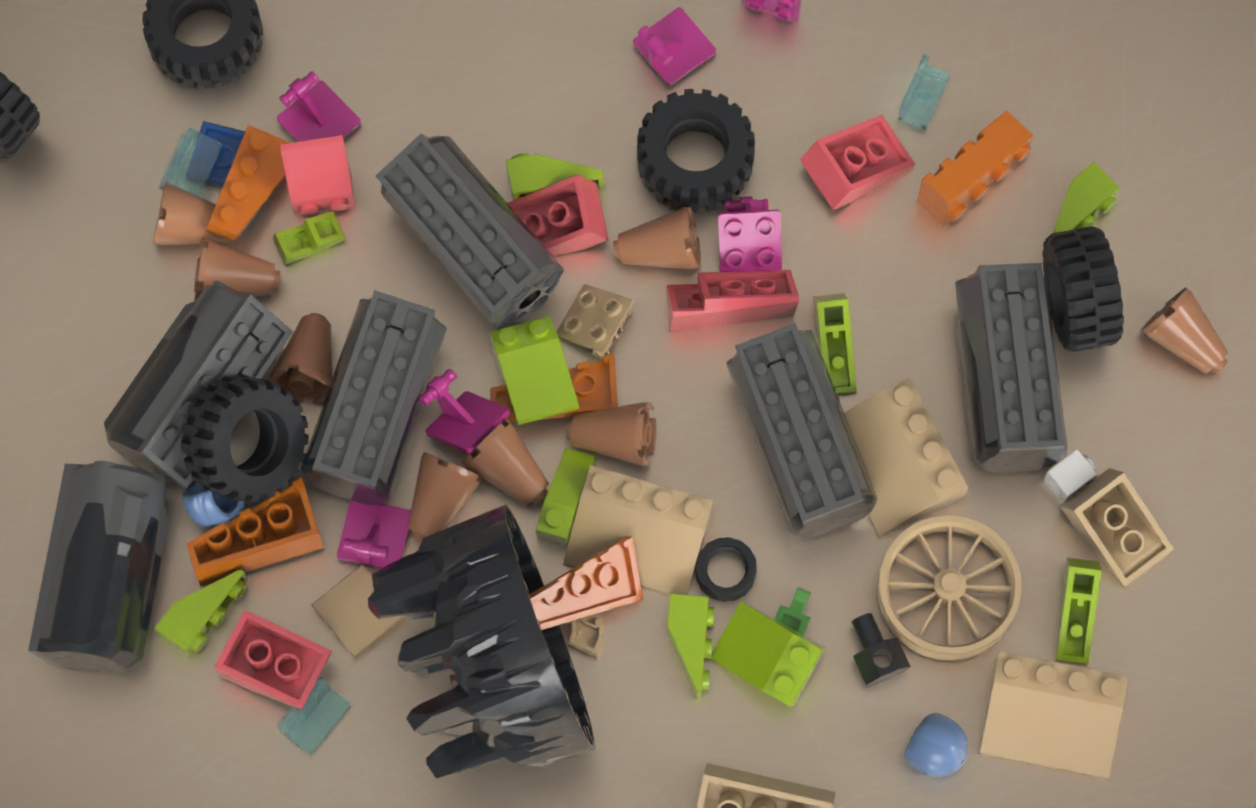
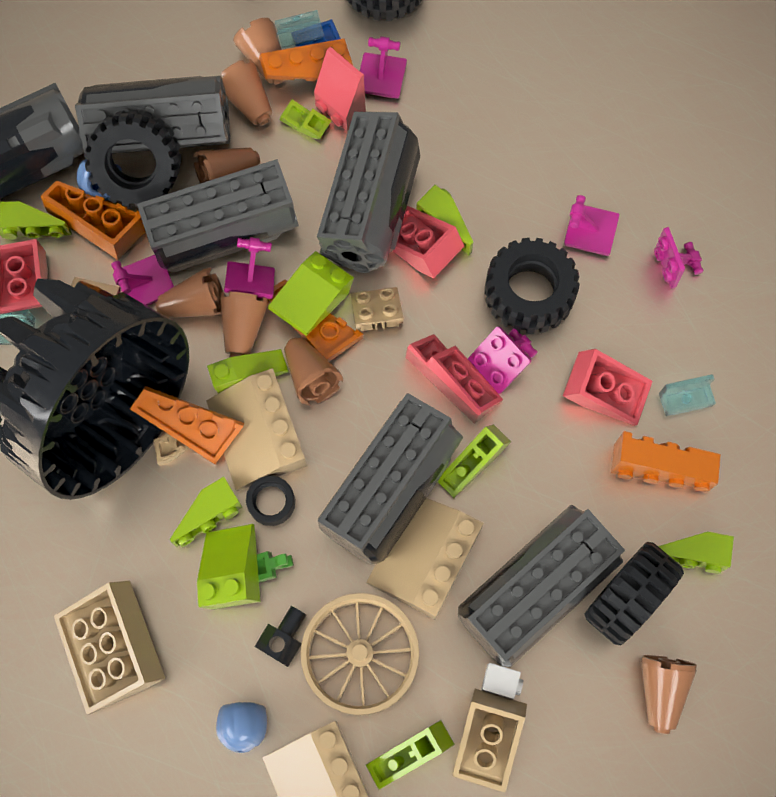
camera: 55 degrees right, 0 degrees up
(661, 242) = (457, 310): nougat cone -> none

